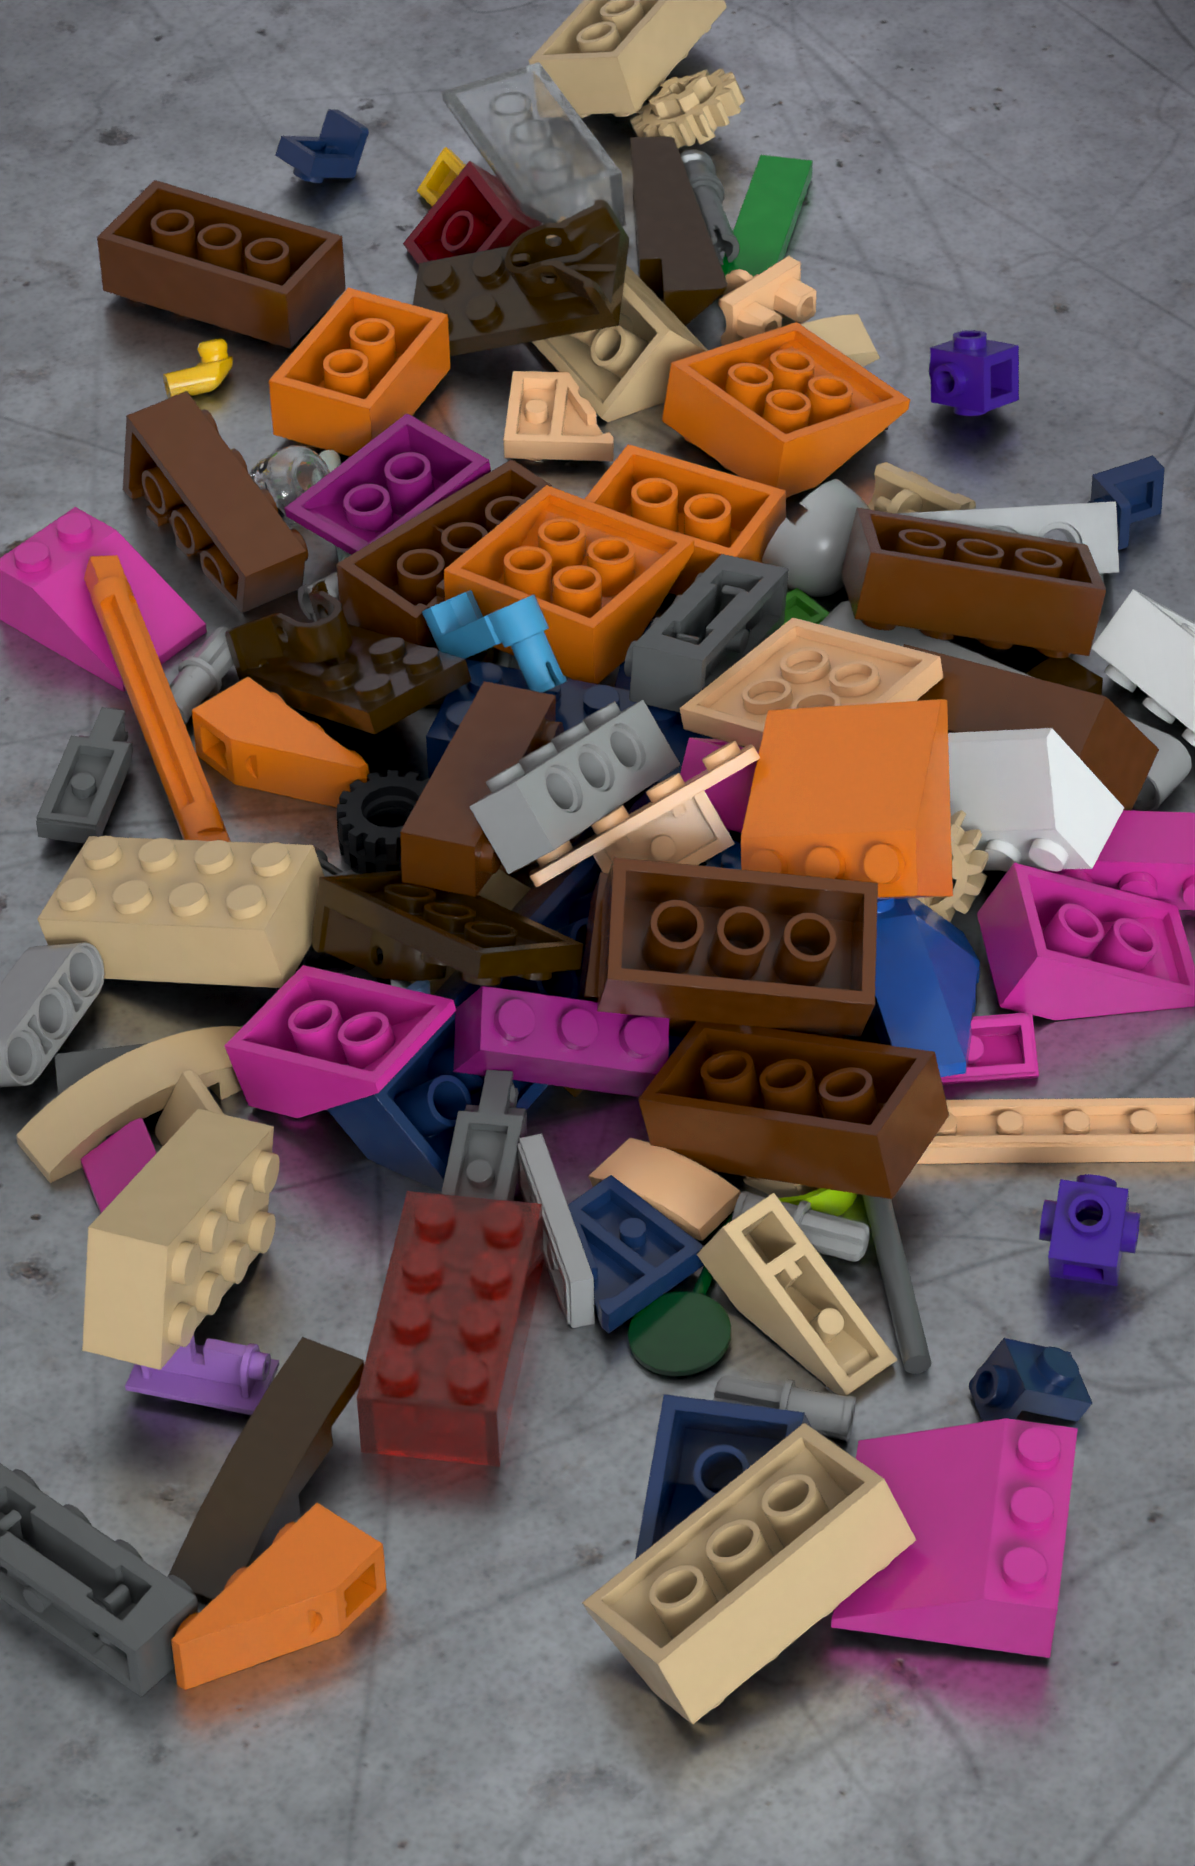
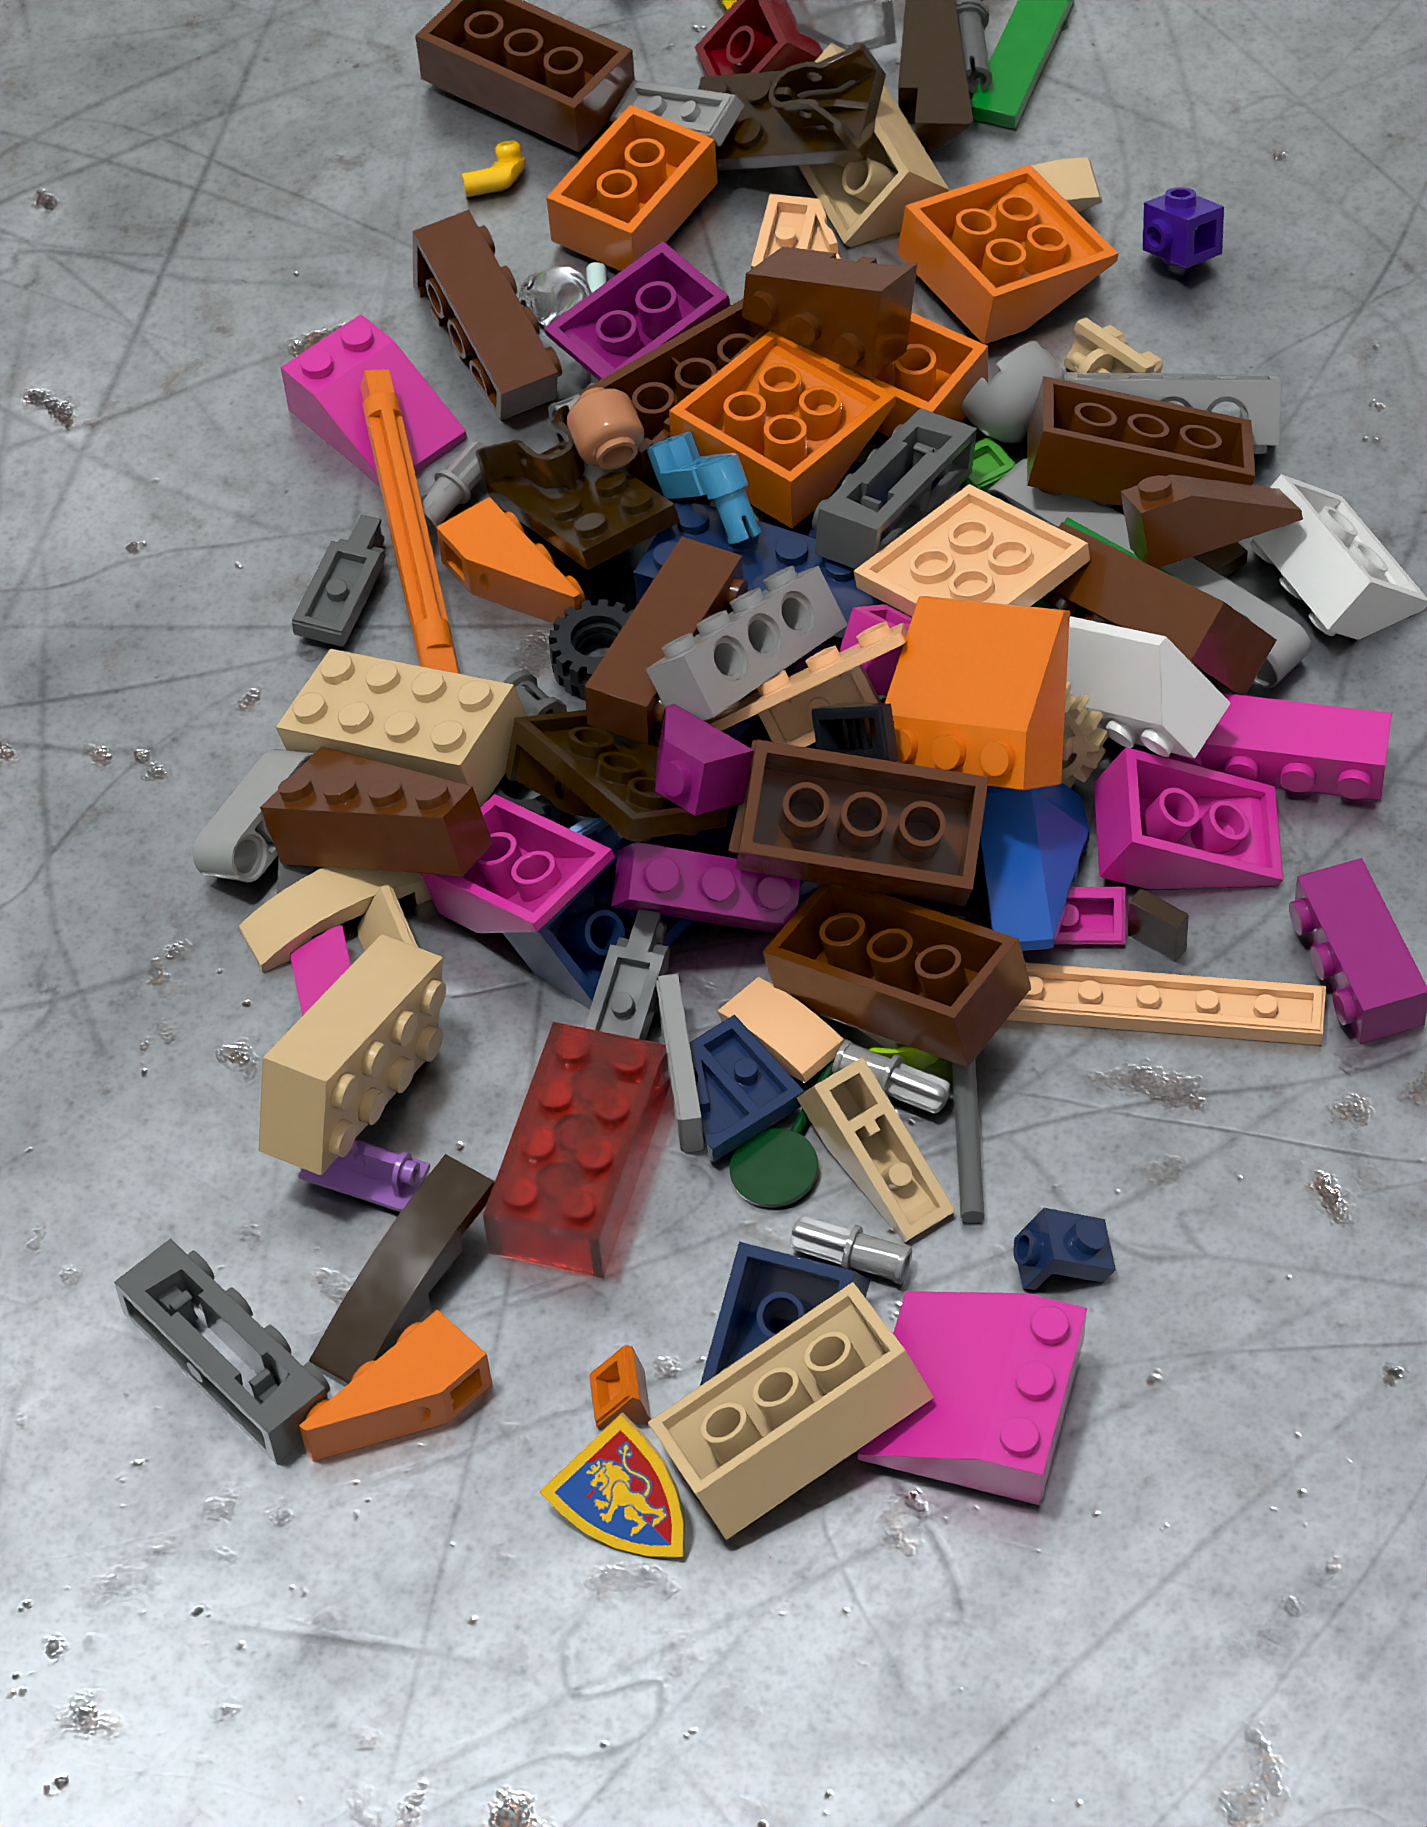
camera: 10 degrees right, 10 degrees up
(171, 996) = (375, 818): none -> reddish brown wedge
(375, 590) = (605, 428): none -> nougat head
(431, 288) = (693, 108): none -> light grey tile
(539, 1579) = (620, 1387): none -> orange slope
(544, 899) = (700, 764): none -> magenta slope
(564, 1681) = (621, 1493): none -> shield
(614, 454) = (834, 306): none -> reddish brown wedge
(723, 846) = (856, 730): none -> black slope
(763, 300) = (1002, 134): light nougat hips -> none
(1049, 630) = (1189, 516): none -> reddish brown slope
(1075, 1049) = (1158, 924): none -> dark brown tile
(1089, 1229) = (1144, 1127): dark purple brick -> none
(1135, 488) = (1301, 364): dark blue bracket -> none

